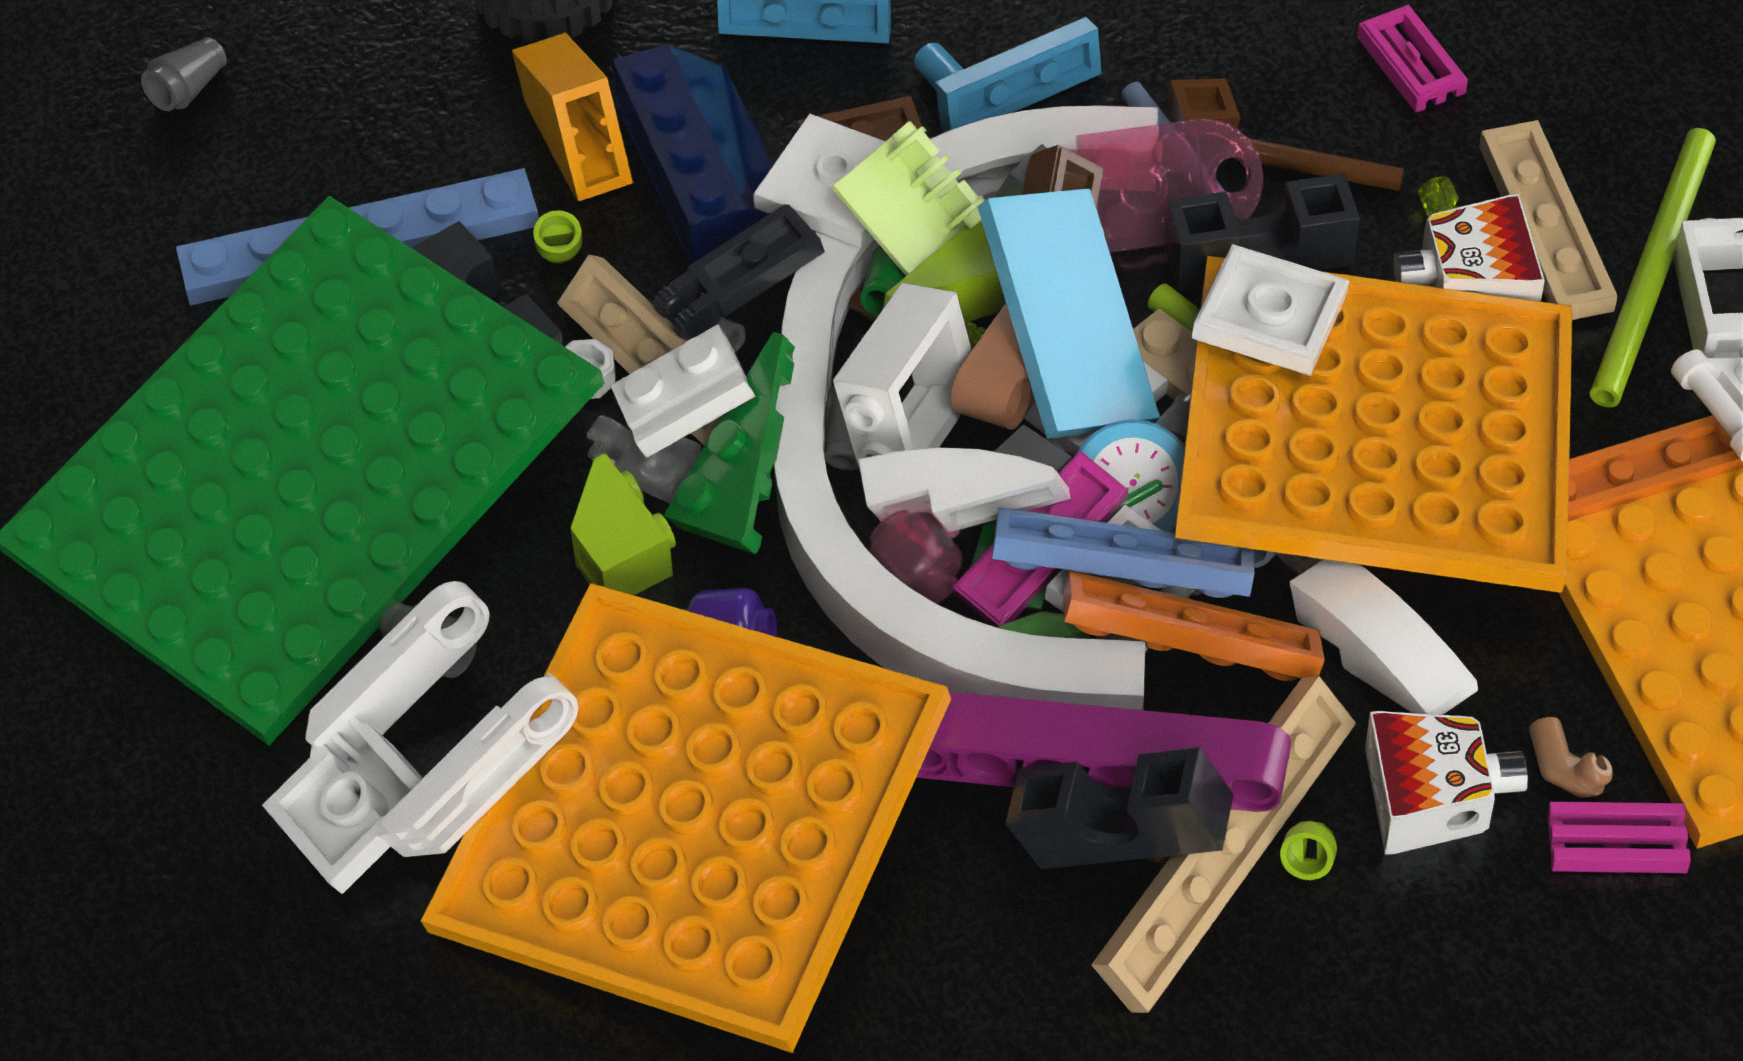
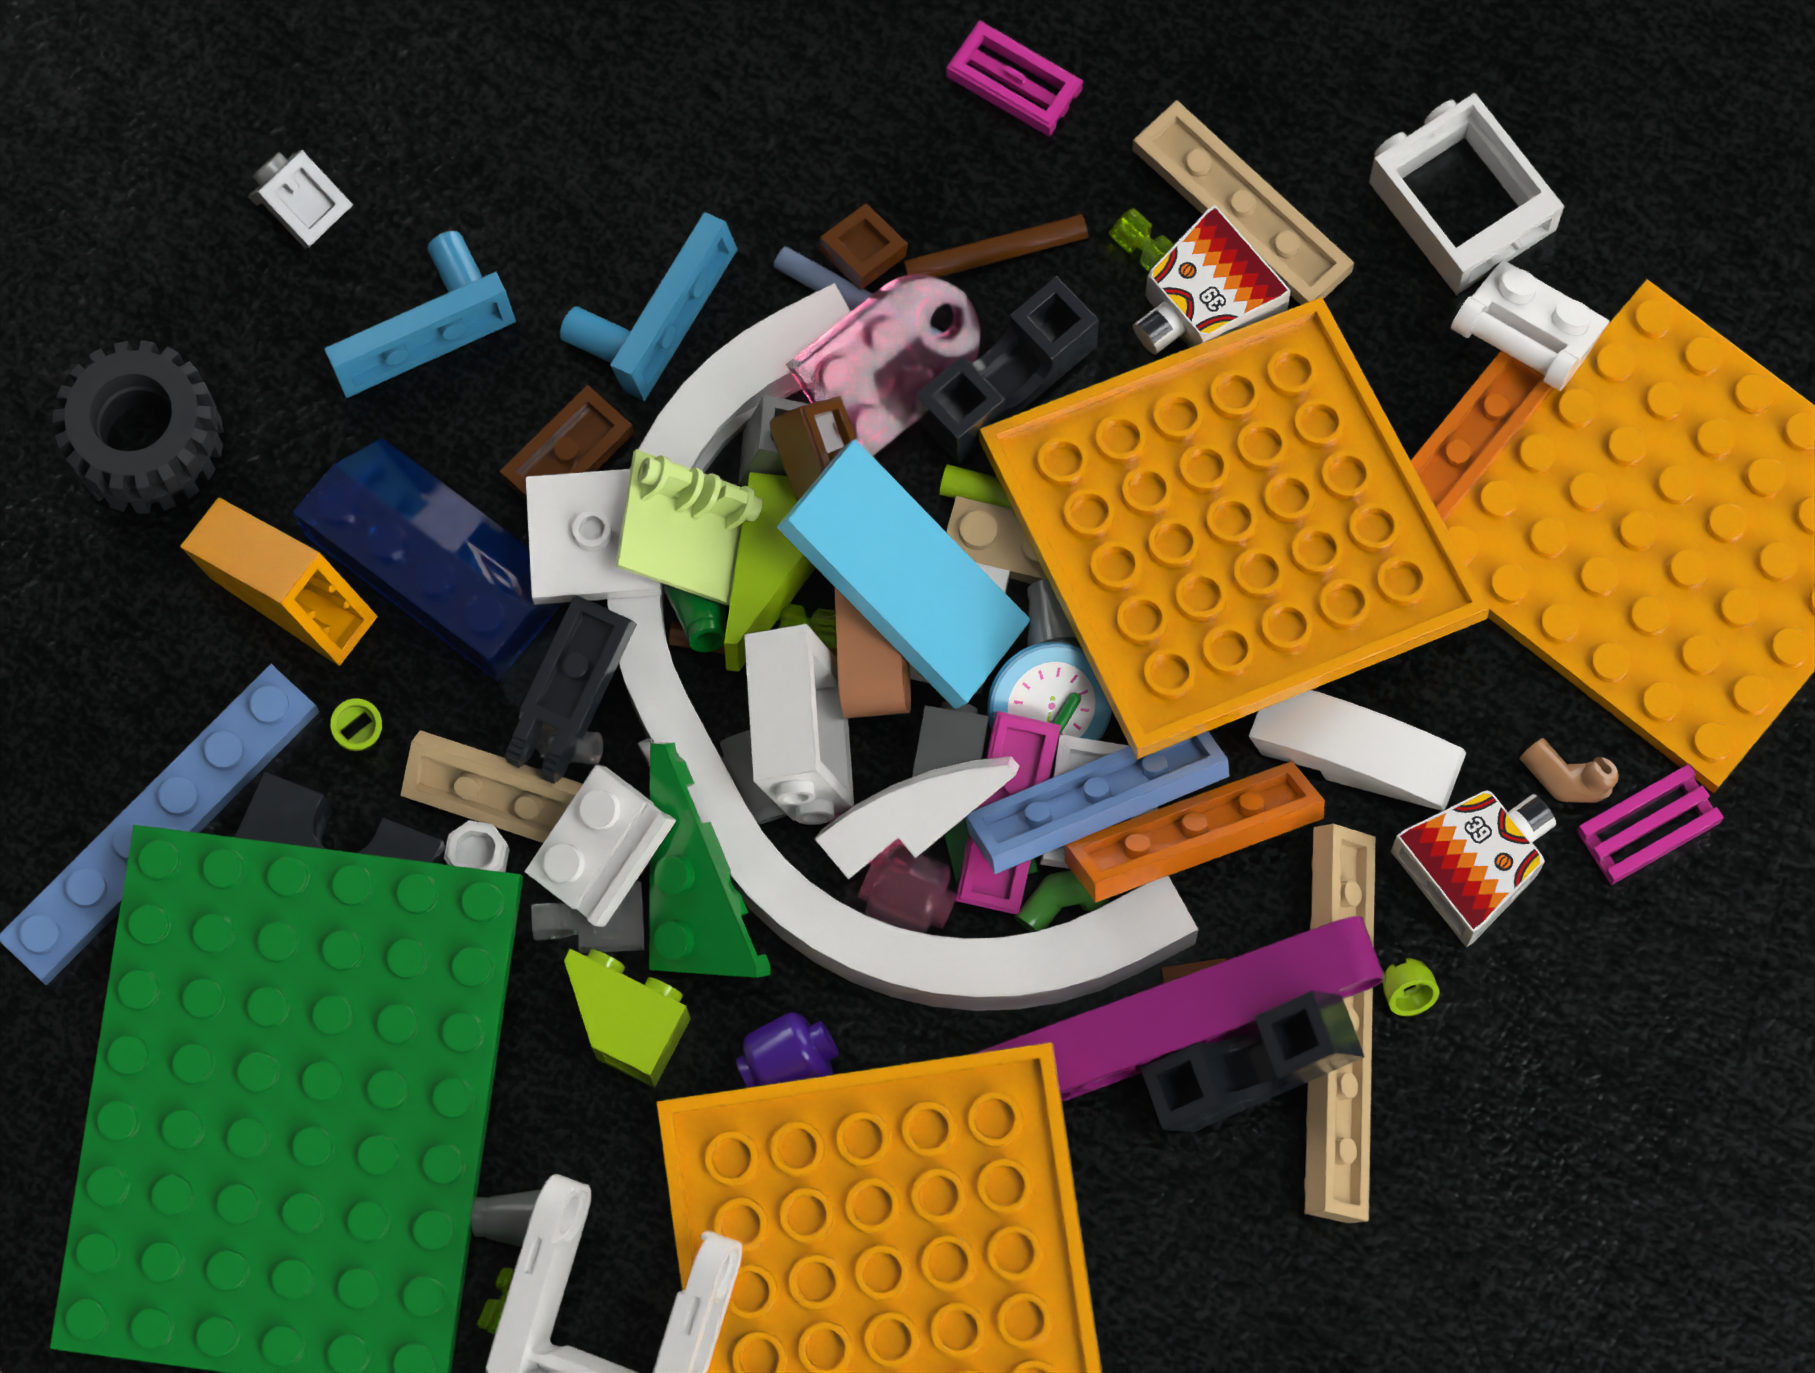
camera: 30 degrees left, 20 degrees up
(1270, 309) = (1081, 469): white plate -> none
(1652, 269) = (1360, 203): lime piece -> none

